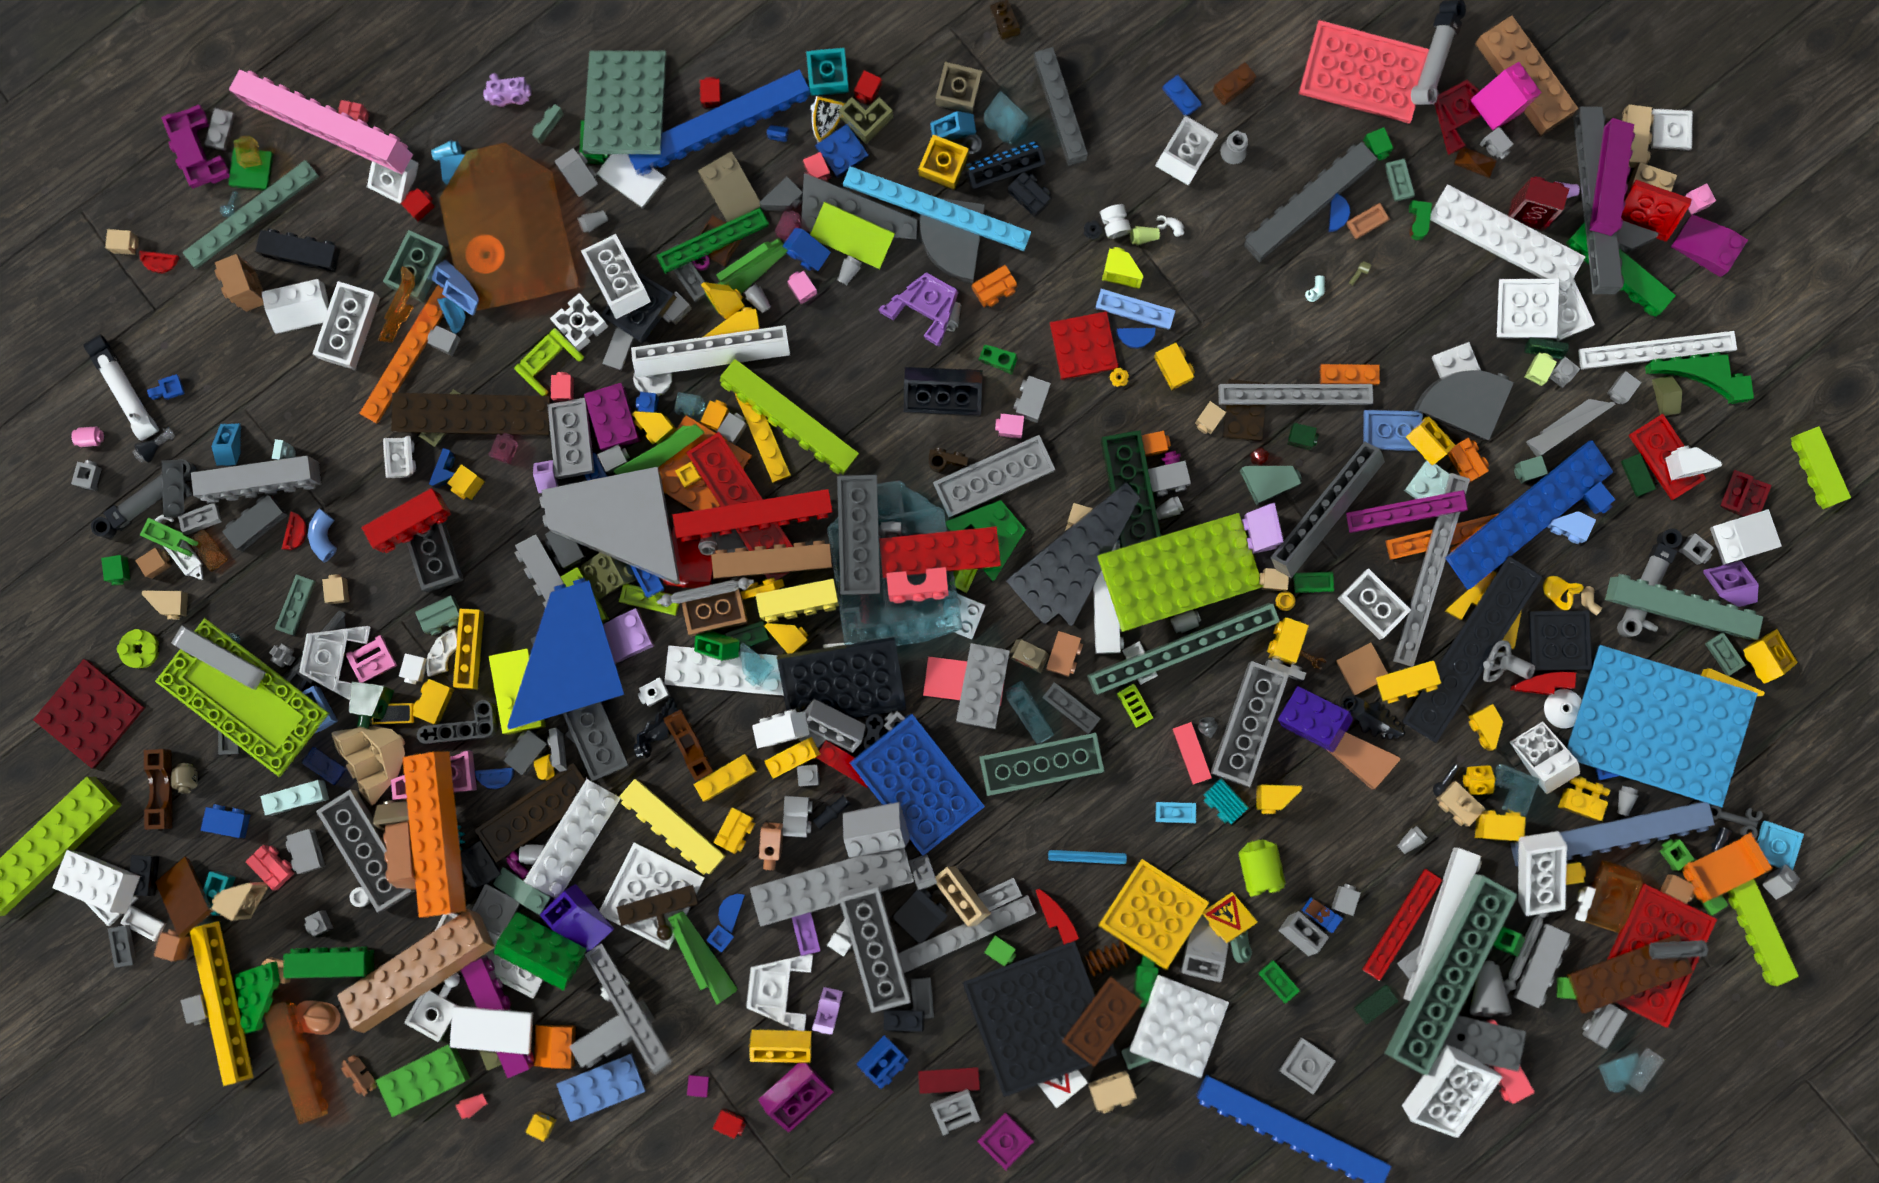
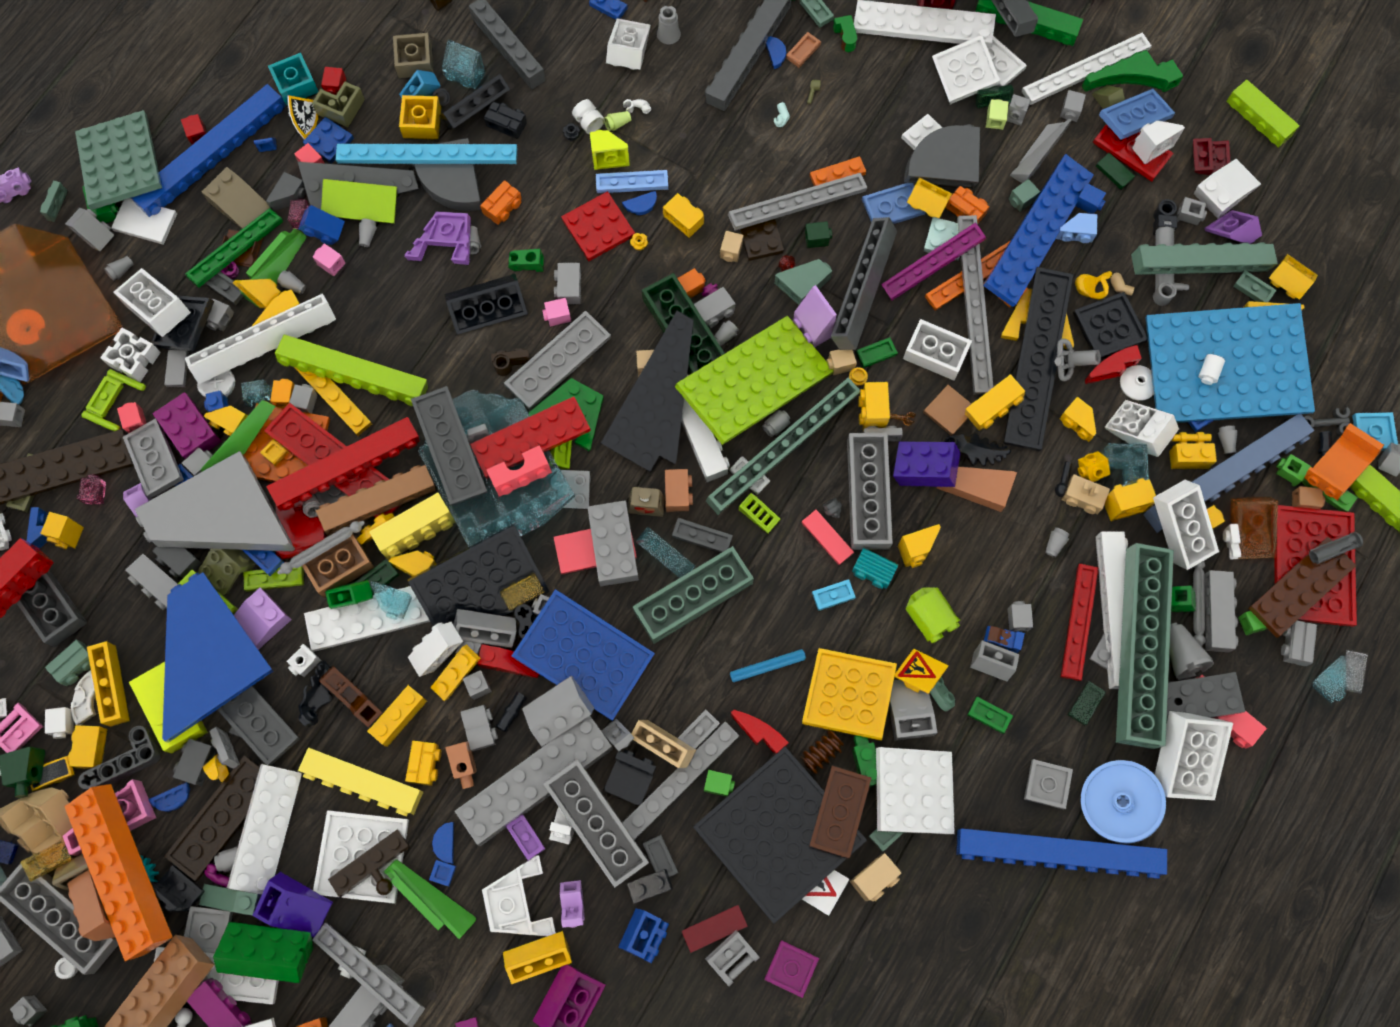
camera: 25 degrees left, 10 degrees down
(371, 798) = (45, 861): none -> clear yellow plate
(880, 702) = (522, 592): none -> clear yellow plate
(1369, 1108) = (1123, 801): none -> light blue dish
(1636, 728) = (1211, 369): none -> white brick
(1686, 423) = (1132, 114): none -> medium blue plate

